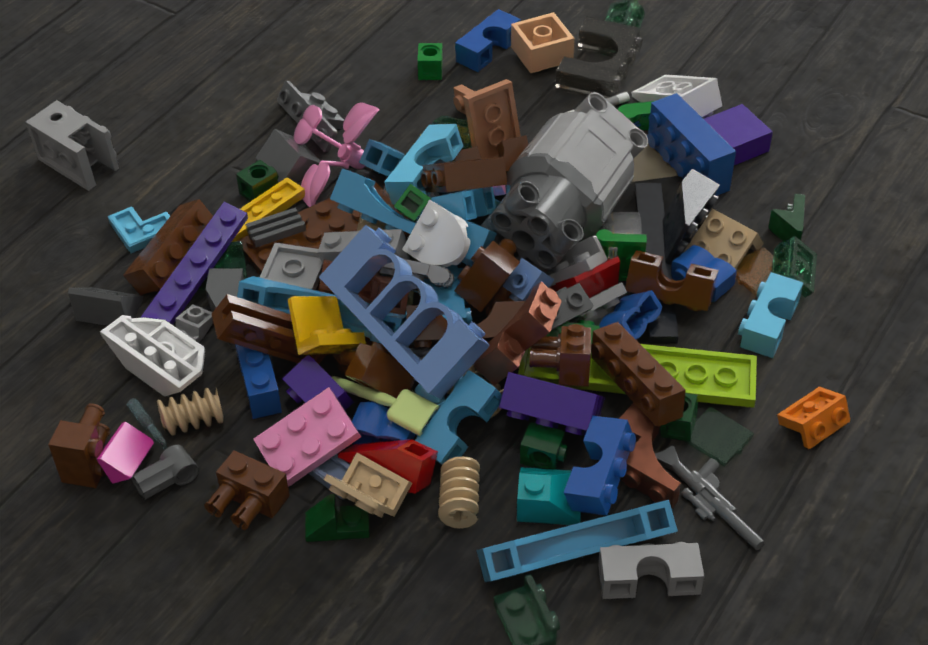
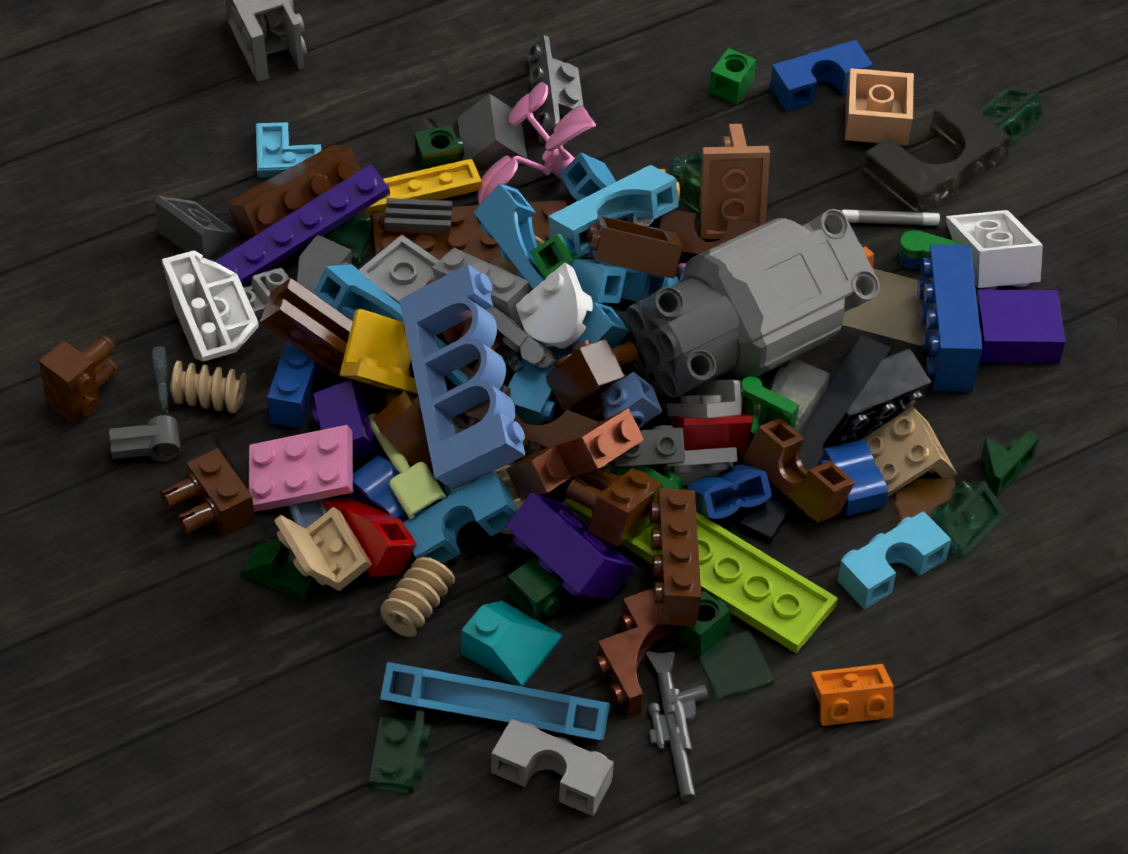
camera: 25 degrees right, 5 degrees up
(124, 453) = (116, 401): dark pink slope -> none
(596, 486) = (550, 655): blue arch -> none

